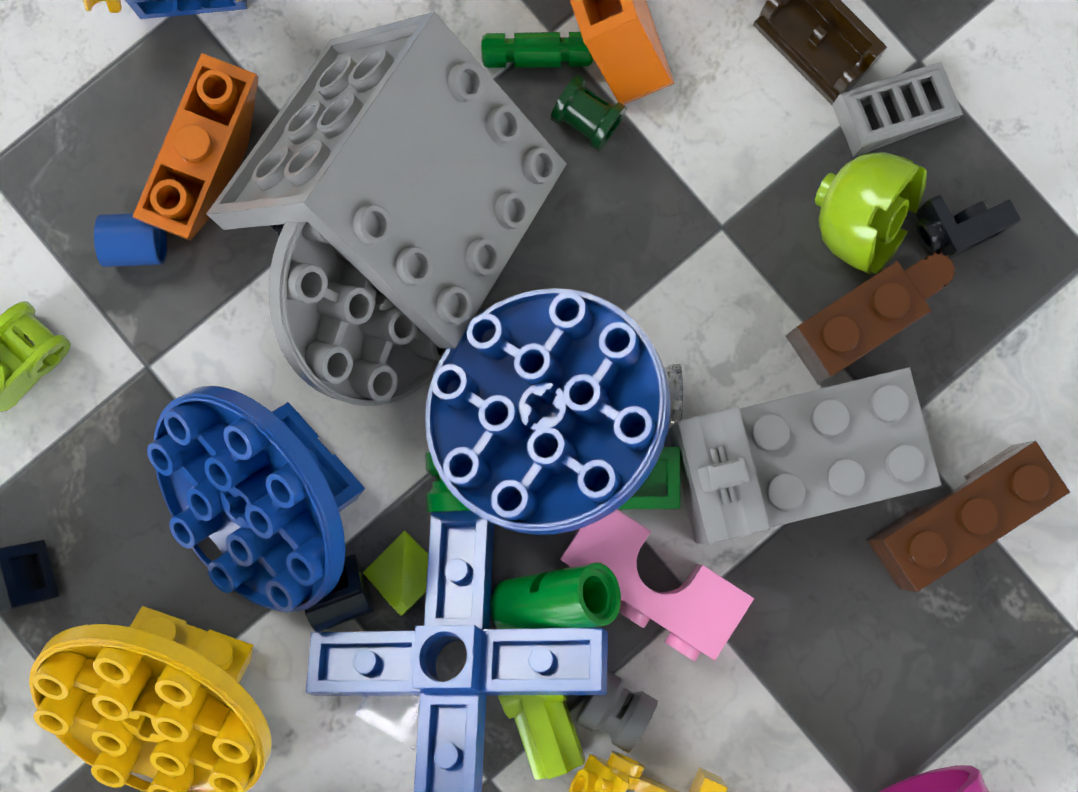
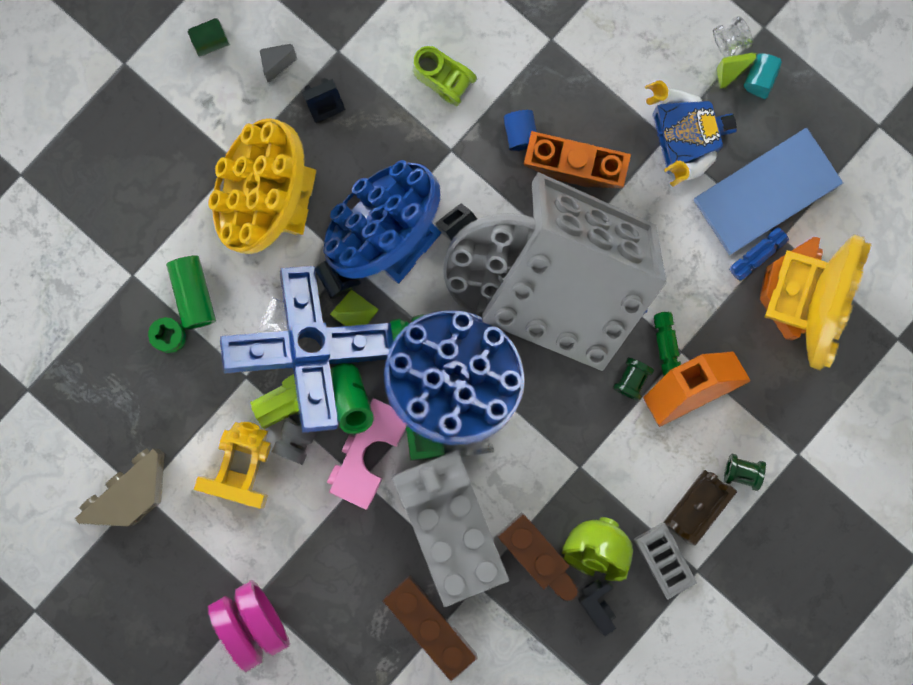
camera: 75 degrees right, 0 degrees up
(272, 373) = (455, 221): none -> black tile

